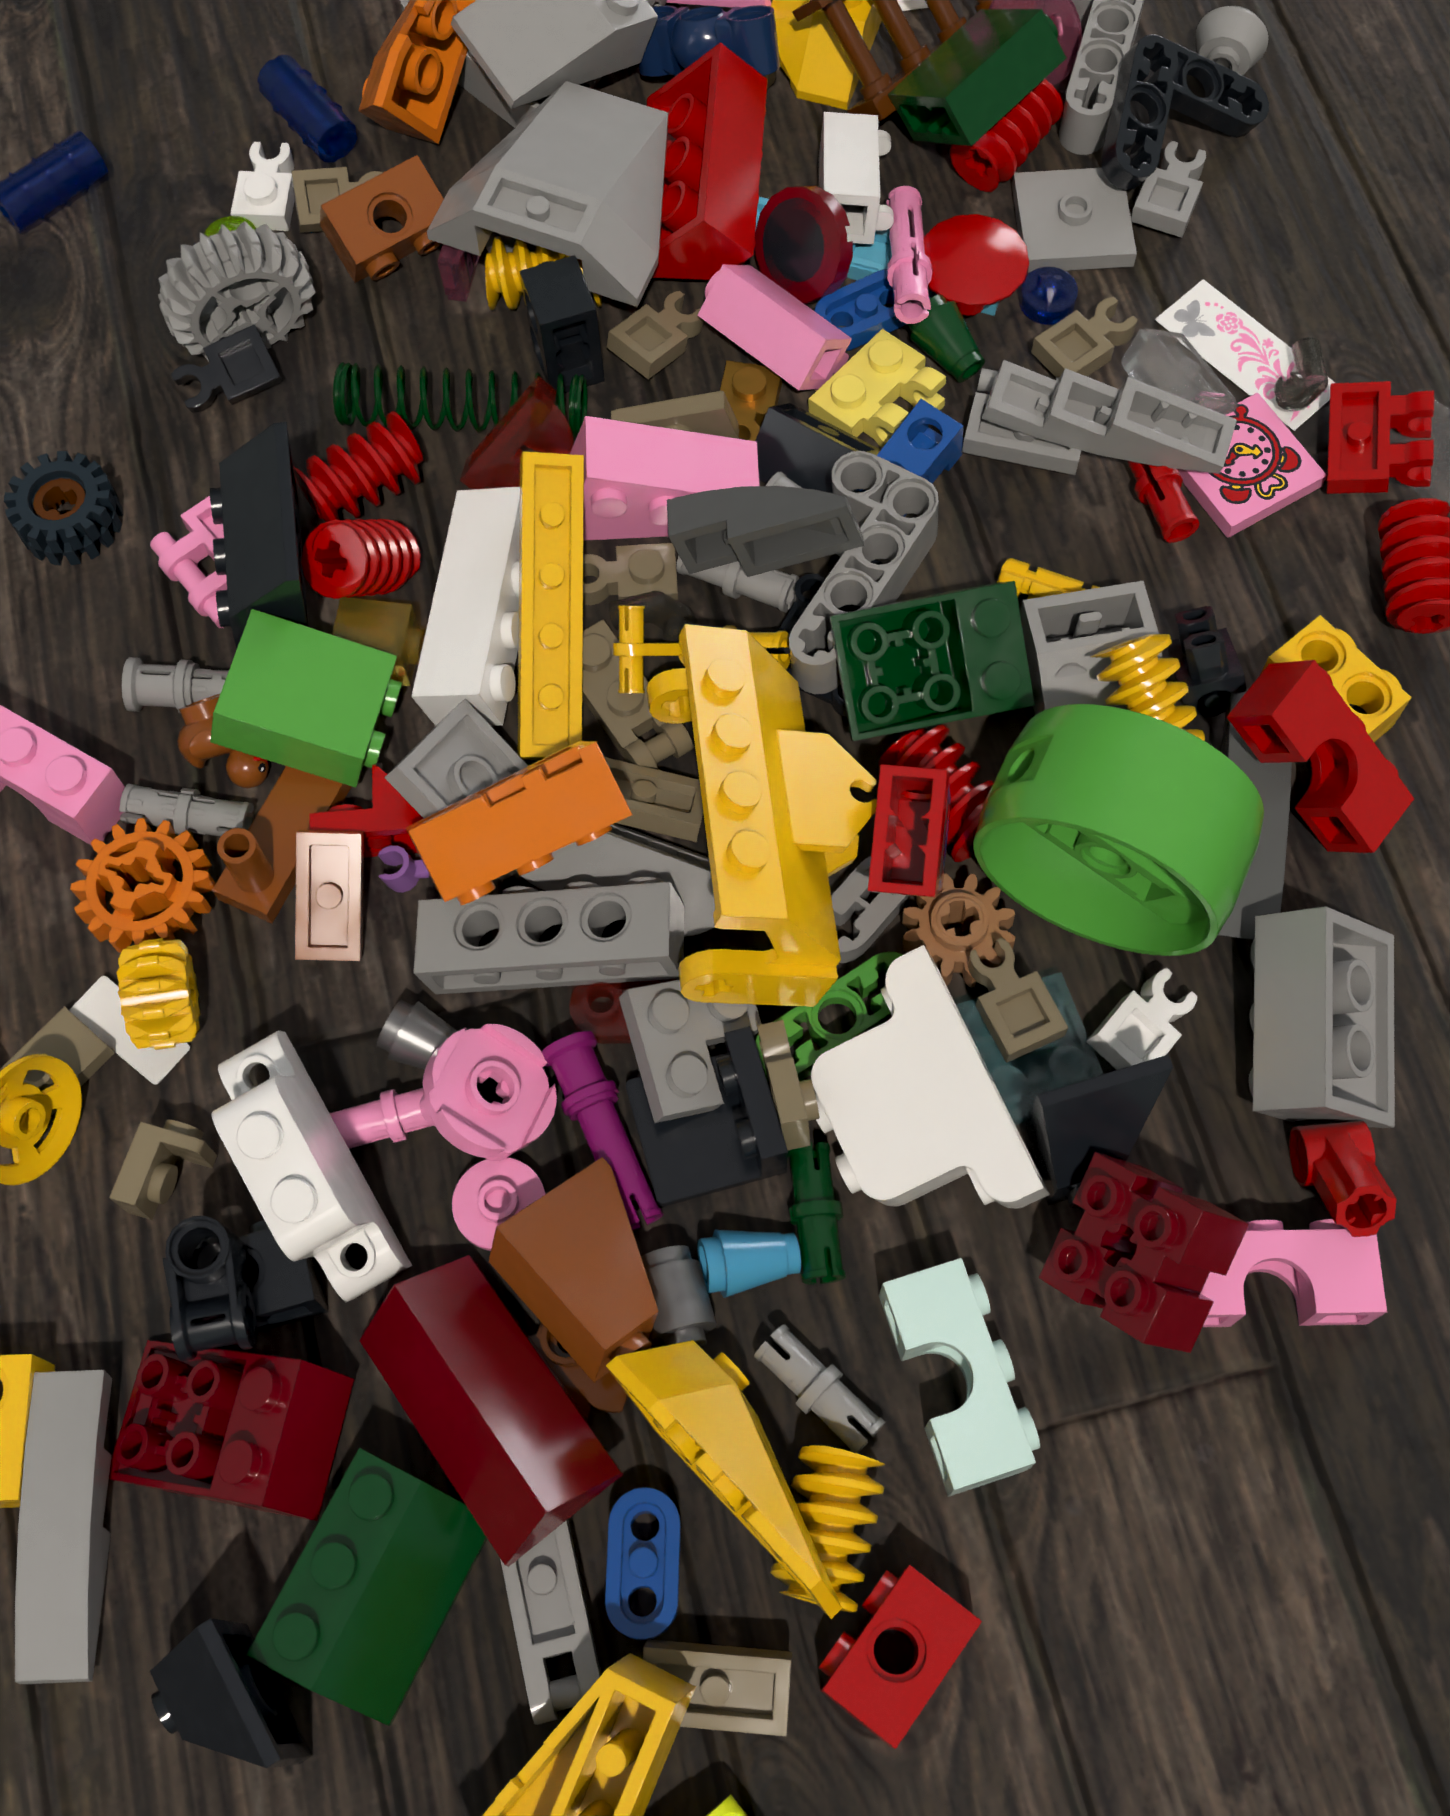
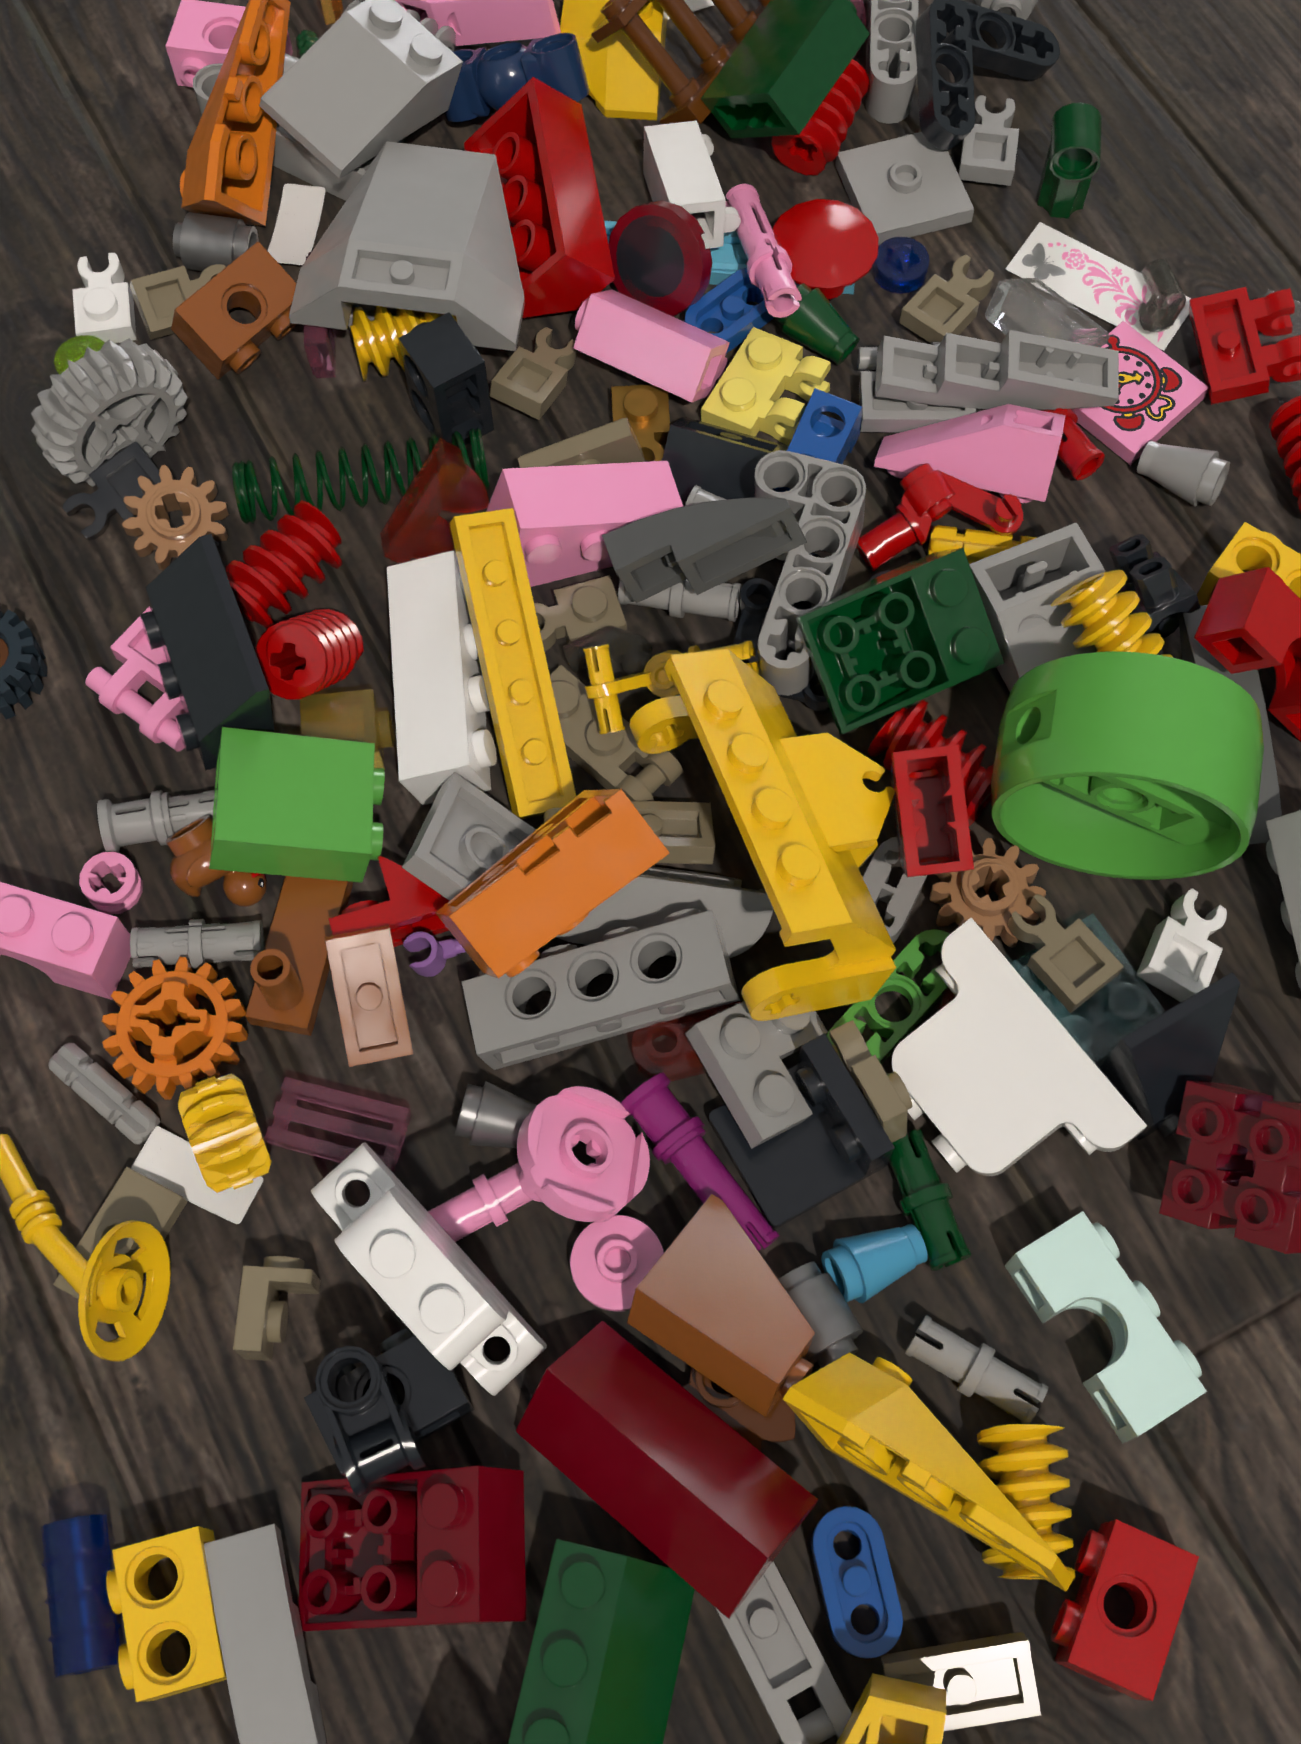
camera: 15 degrees left, 0 degrees up
(63, 933) = (104, 1093): none -> light grey axle
(106, 741) = (119, 866): none -> bright pink bush
(229, 989) = (288, 1111): none -> clear pink tile
(270, 384) = (167, 497): none -> medium nougat gear
(307, 108) = (123, 213): clear blue axle -> none
(379, 146) = (211, 240): none -> flat silver brick
(470, 144) = (296, 223): none -> white sticker
(1005, 530) = (929, 498): none -> red pin
(1084, 494) = (993, 449): none -> bright pink slope
(1243, 220) = (1070, 159): none -> dark green piece
(1280, 555) = (1185, 471): none -> light grey cone

